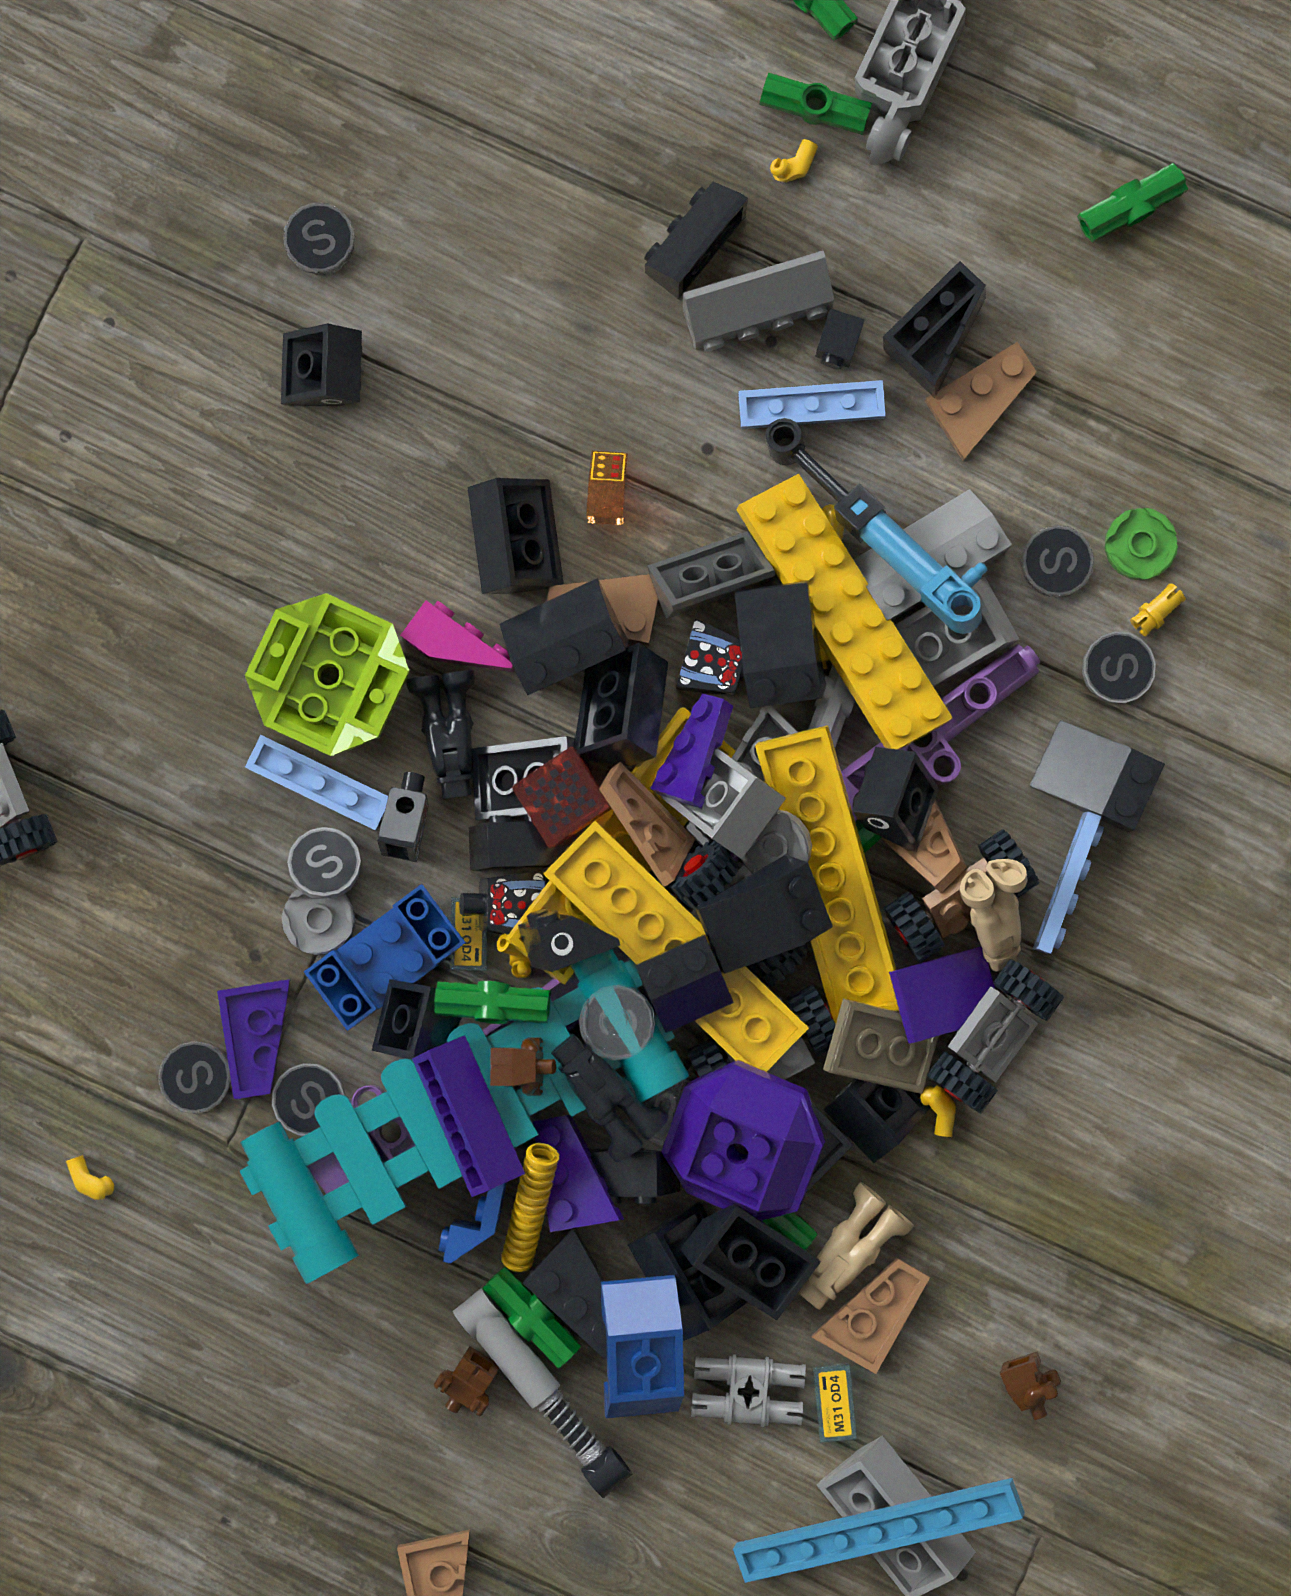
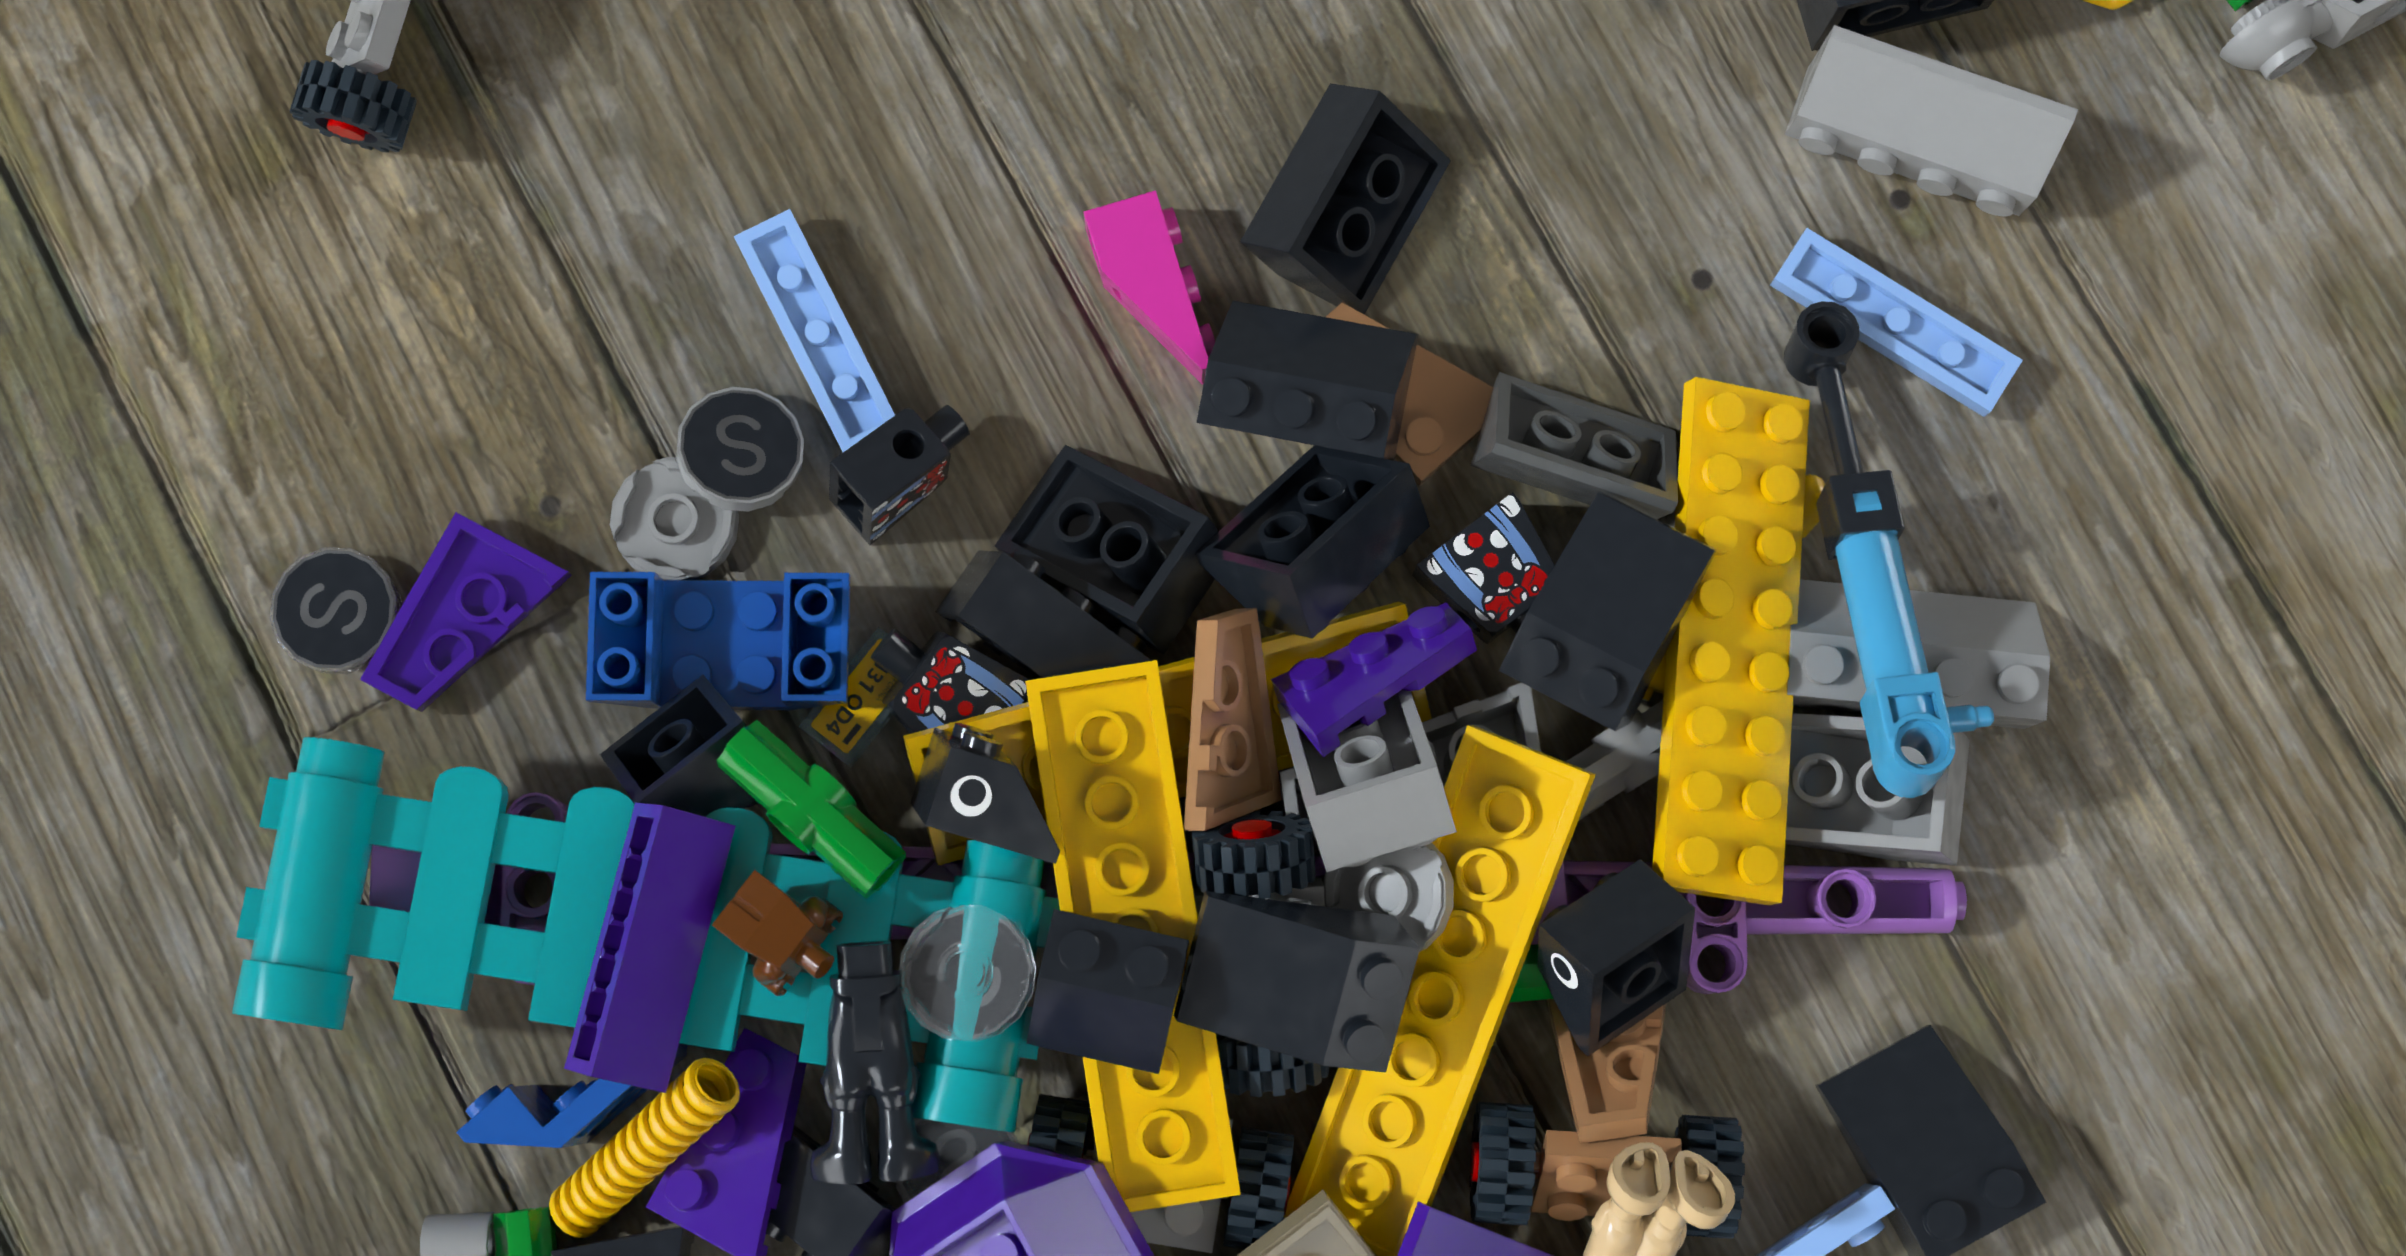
camera: 30 degrees right, 5 degrees down
(87, 1183) = (73, 645): yellow arm -> none
(290, 664) = (927, 130): lime piece -> none
(299, 1094) = (464, 734): black tile -> none
(450, 737) = (1041, 403): black piece -> none
(518, 961) = (902, 785): yellow arm -> none
(561, 797) = (1135, 596): clear red tile -> none
(607, 487) = (1520, 229): clear orange slope -> none
(839, 339) = (2001, 260): black brick -> none
(936, 327) = (2153, 340): black wedge -> none
(978, 398) = (2141, 486): medium nougat wing -> none
(1057, 561) = (2089, 795): black tile -> none
(1118, 667) = (2070, 1013): black tile -> none
(1141, 544) = (2229, 860): bright green tile -> none
(1152, 614) = (2179, 972): yellow pin -> none

